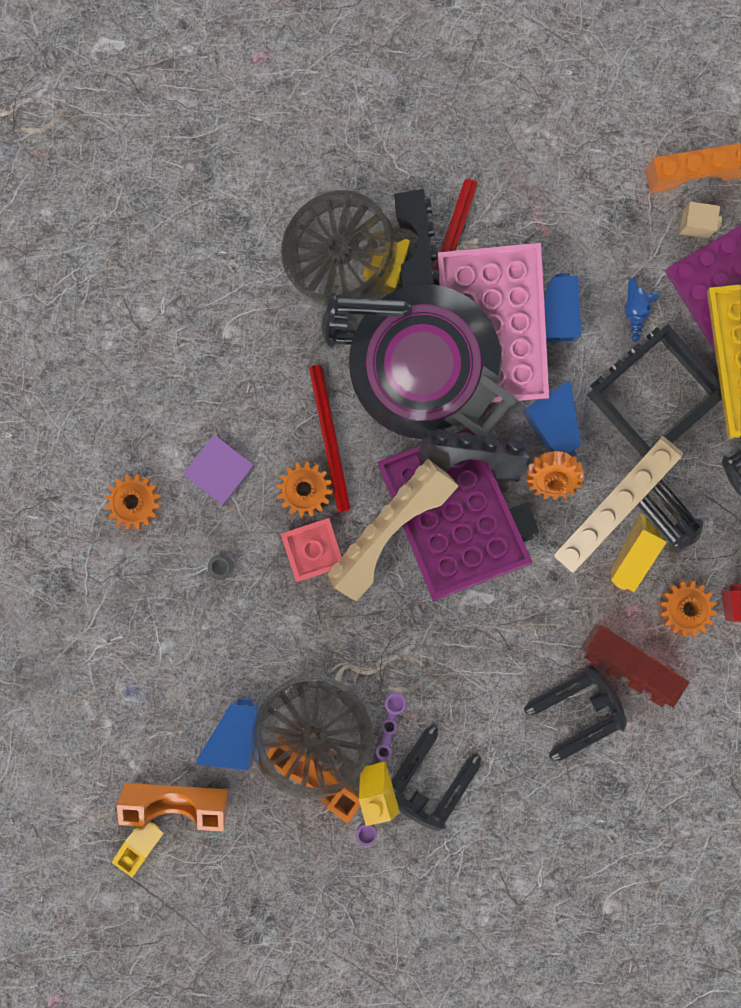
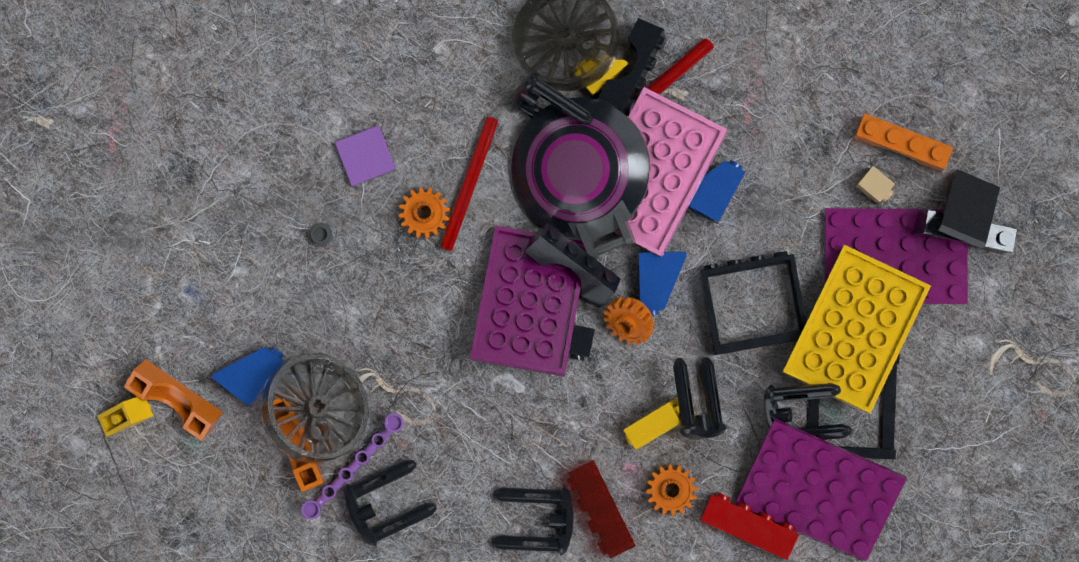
camera: 35 degrees right, 0 degrees up
(120, 500) = (291, 150): orange gear -> none
(311, 549) = (402, 264): coral plate -> none
(377, 794) = (337, 484): yellow slope -> none
(424, 491) = (514, 270): tan arch -> none
(618, 503) = (660, 370): tan arch -> none
(638, 307) = (781, 226): blue piece -> none

